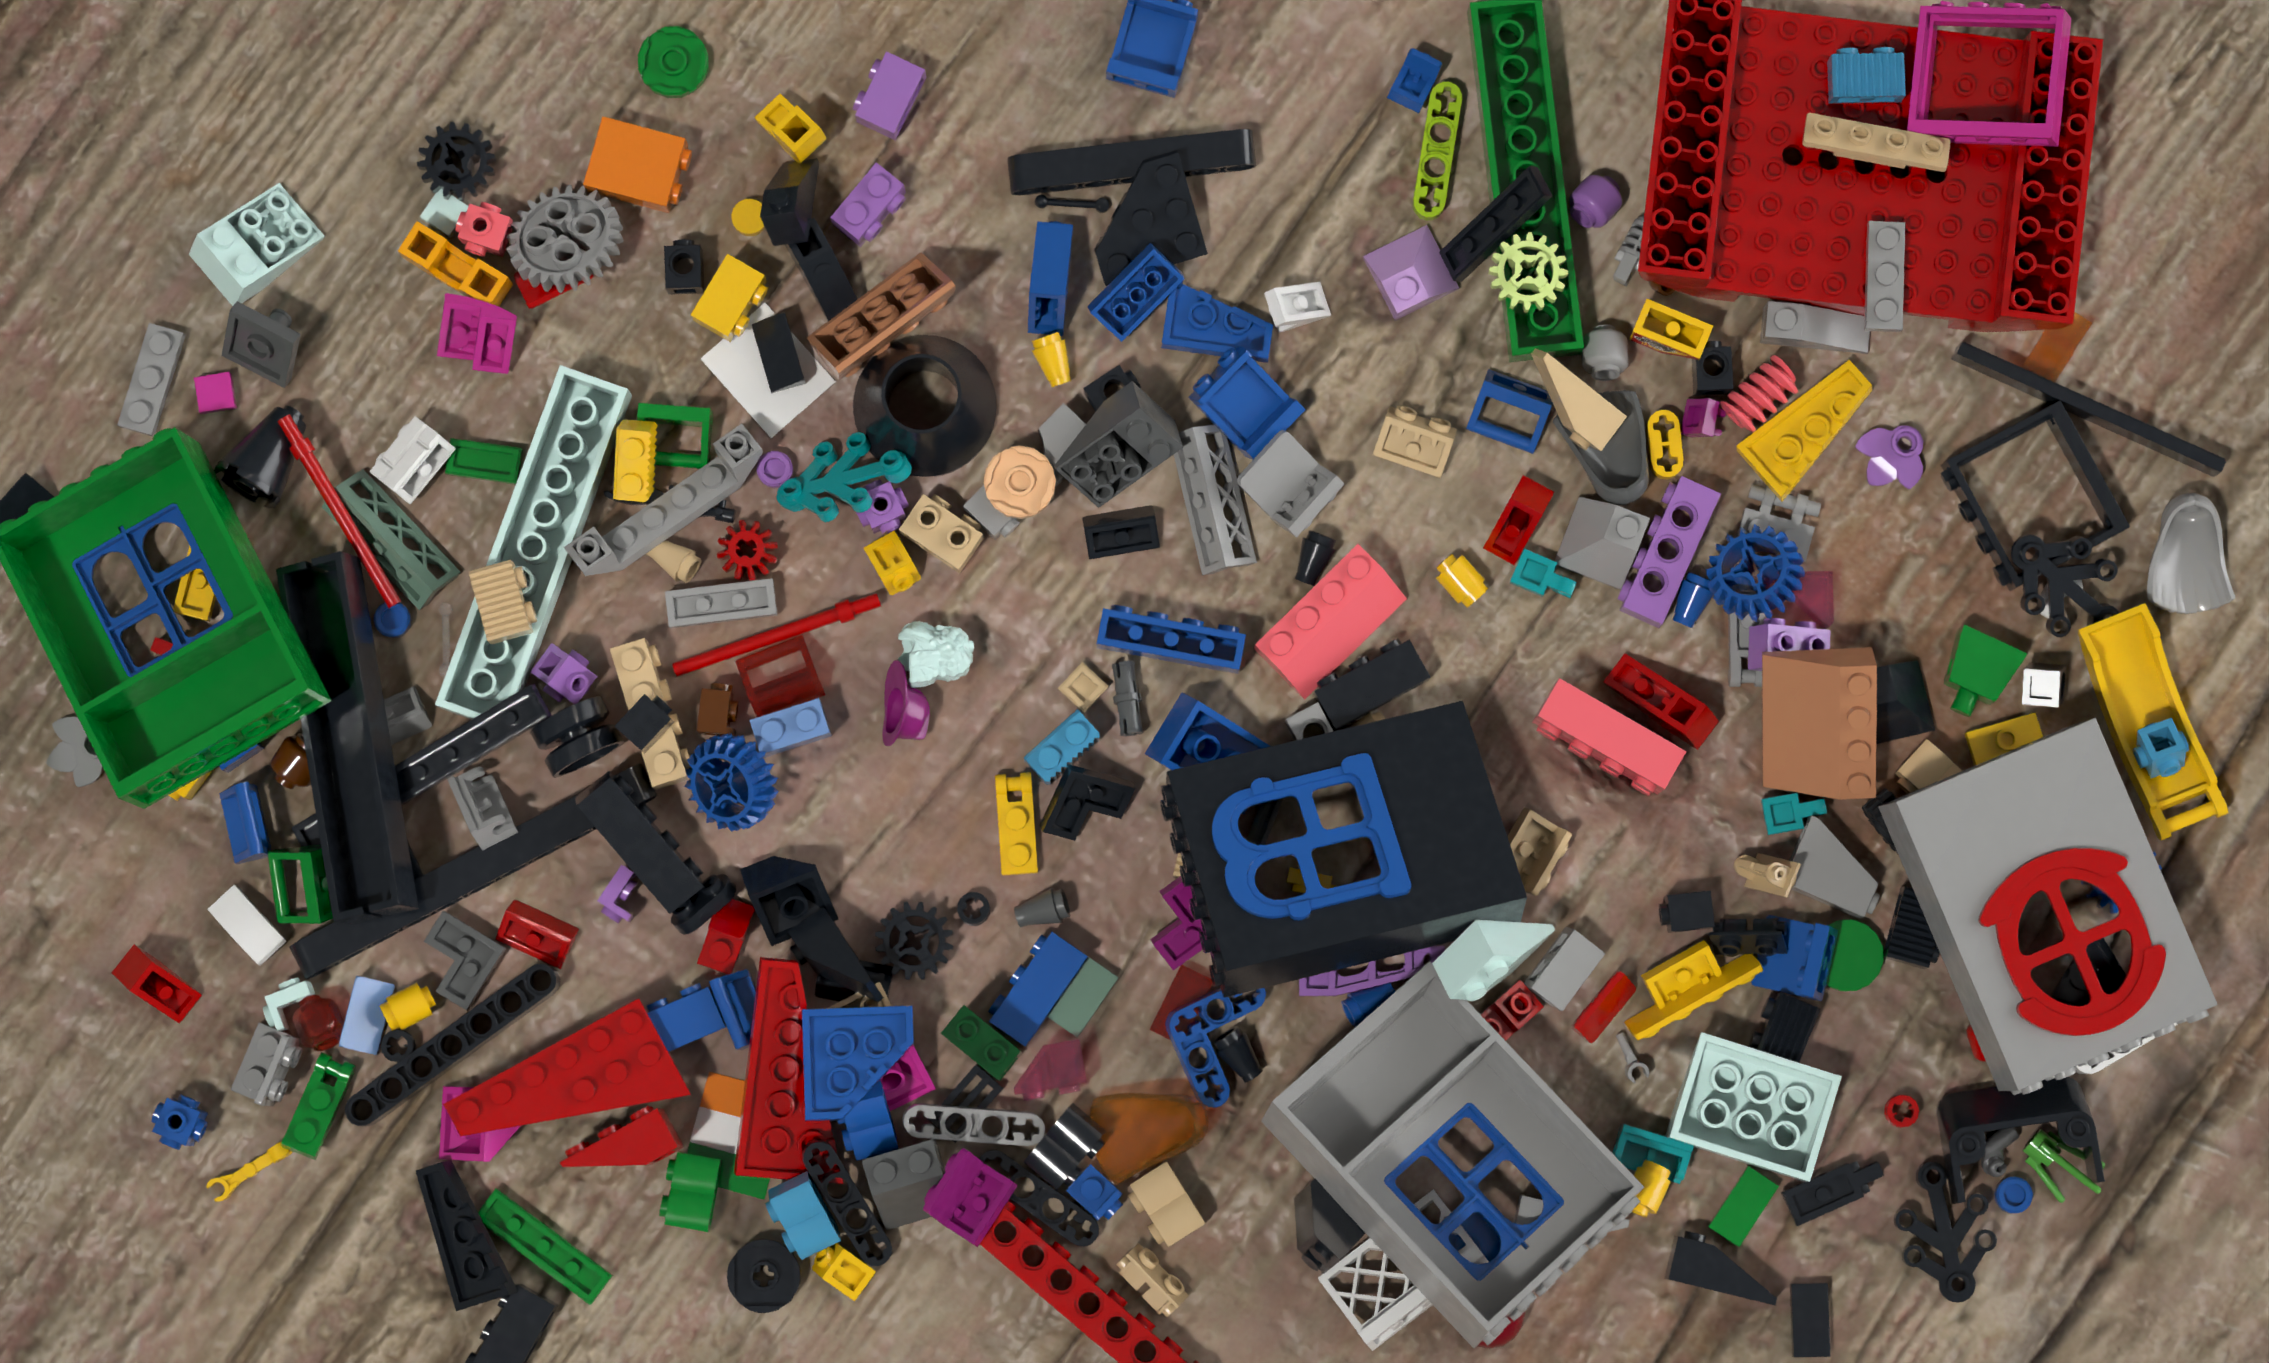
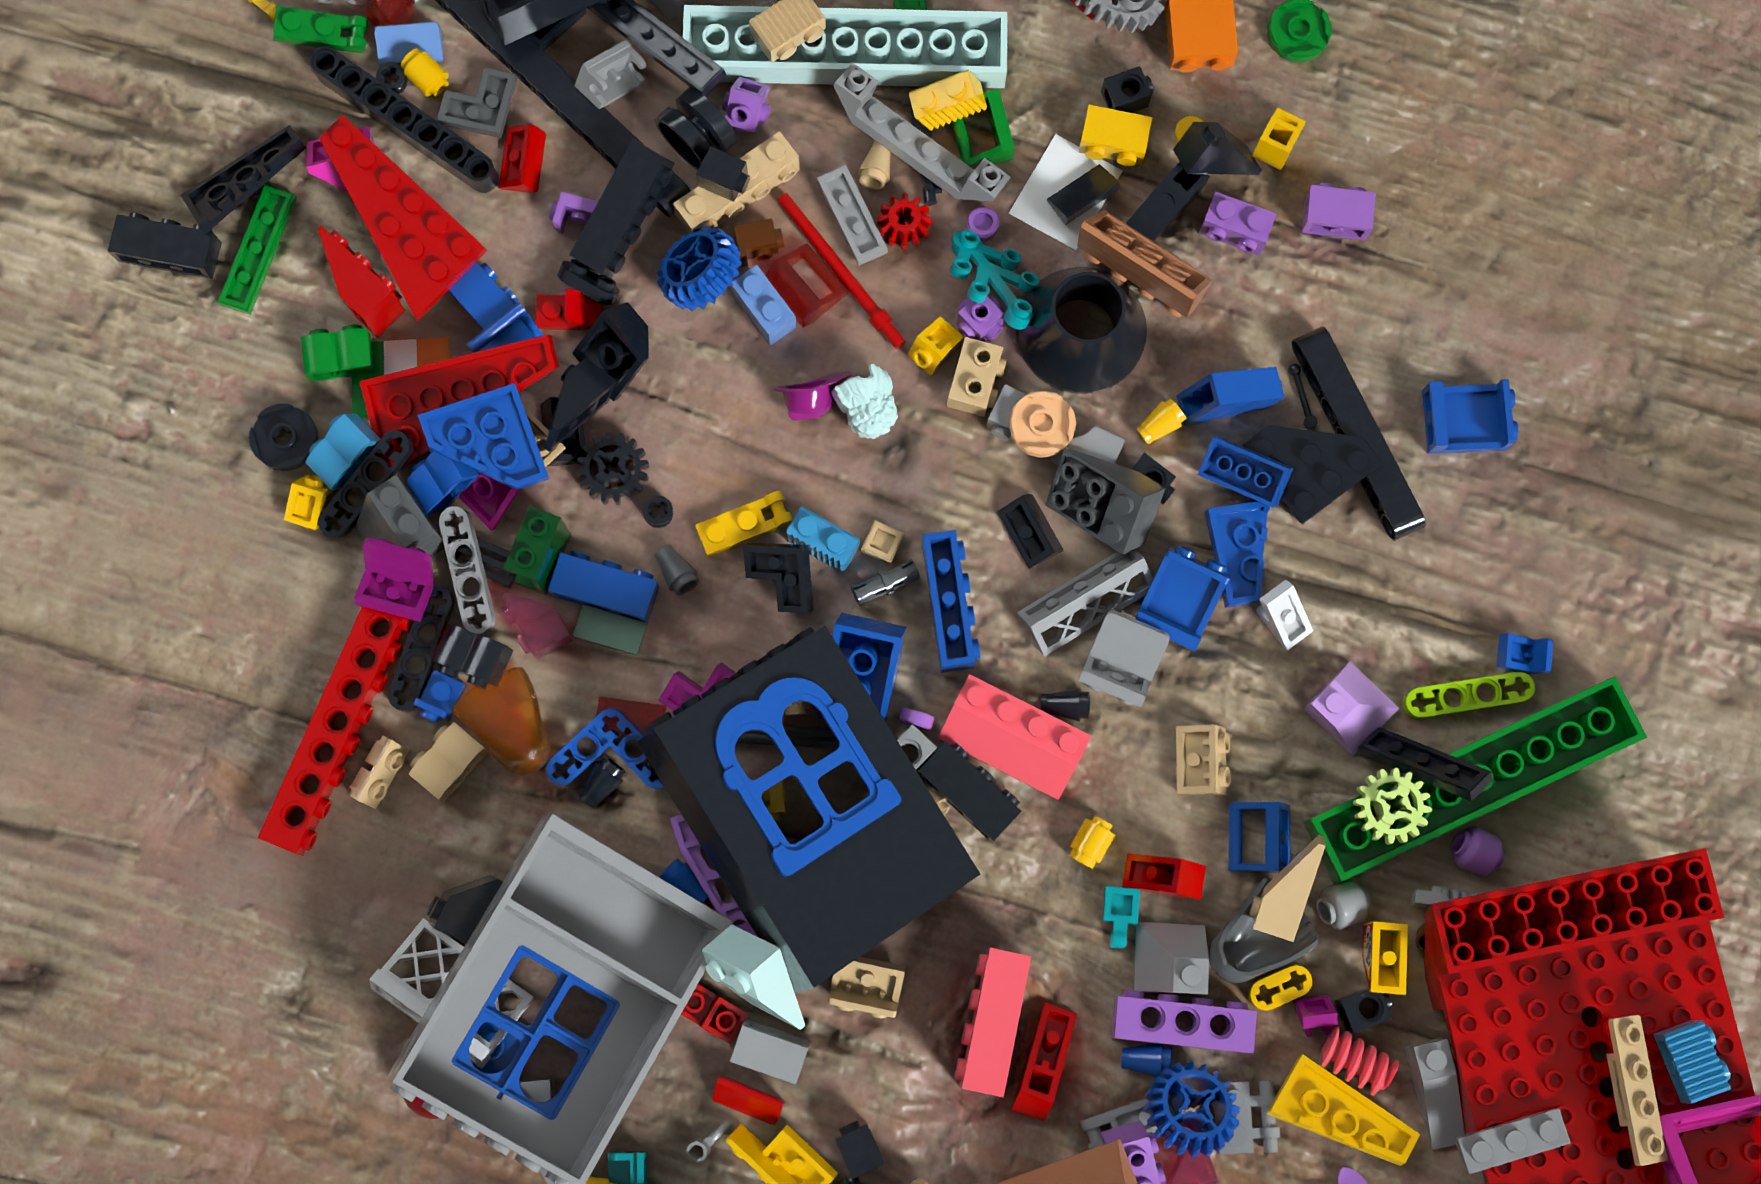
camera: 70 degrees right, 5 degrees down
(1279, 713) = (917, 718): none -> medium lavender tile

